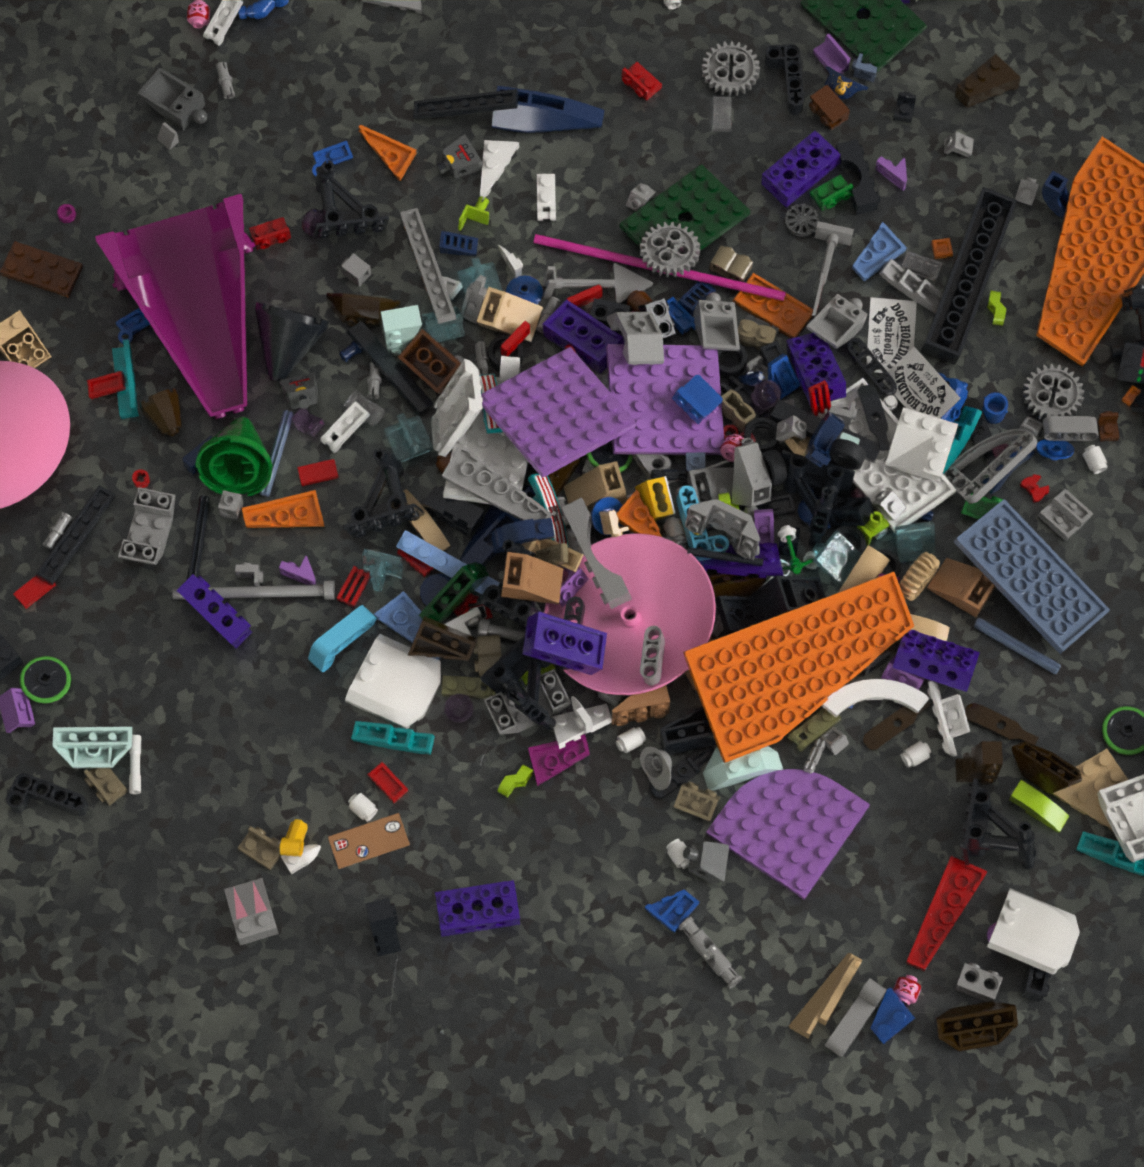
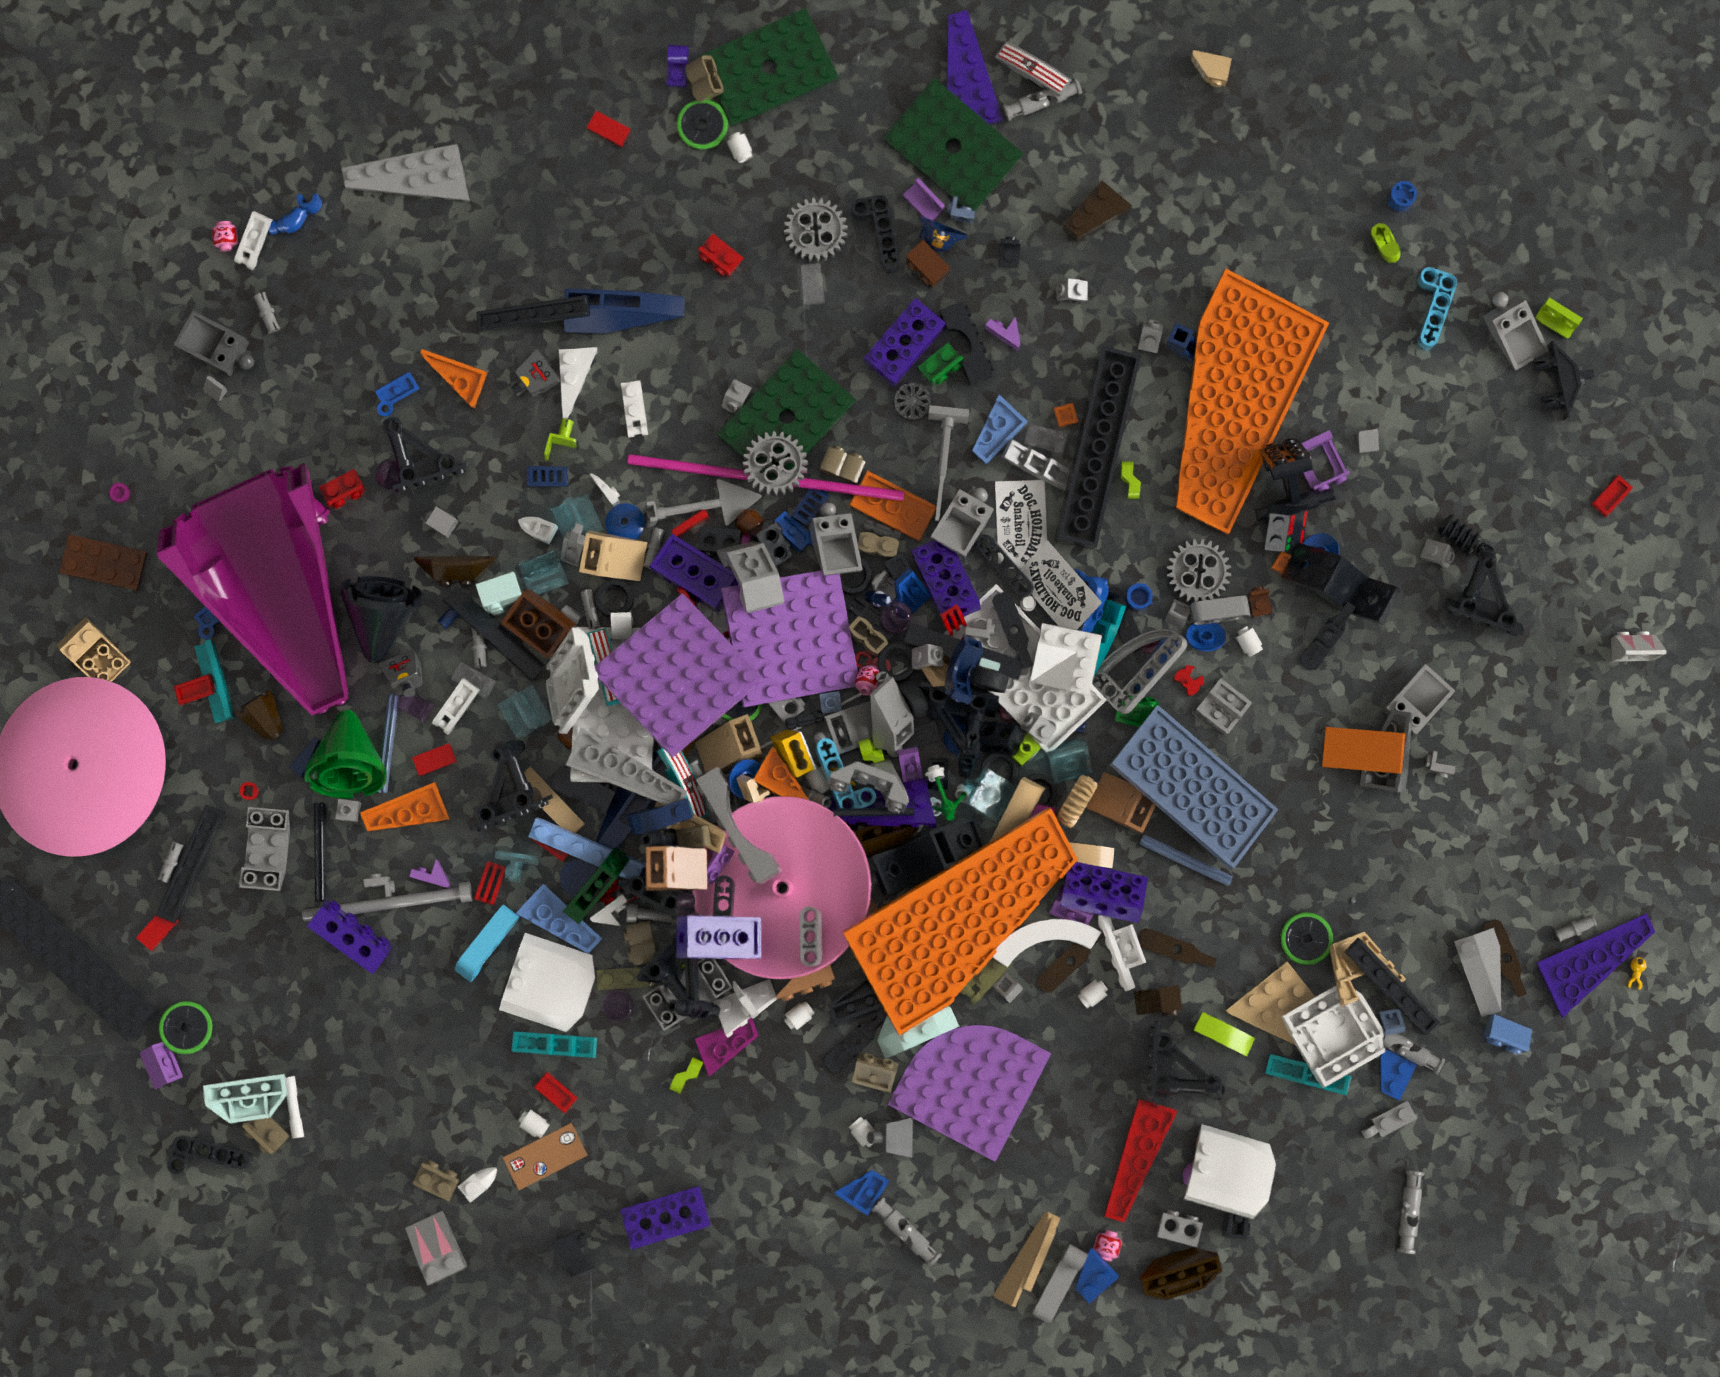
camera: 10 degrees left, 15 degrees up
(294, 841) = (468, 1175): yellow piece -> none
(427, 266) = (518, 513): light grey plate -> none
(442, 641) = (591, 940): dark brown wedge -> none
(515, 339) = (623, 587): red tile -> none
(657, 766) = (830, 1043): light grey piece -> none
(697, 399) = (824, 635): blue bracket -> none
(814, 756) = (989, 1009): light grey axle -> none
(1045, 768) = (1228, 994): dark brown wedge -> none

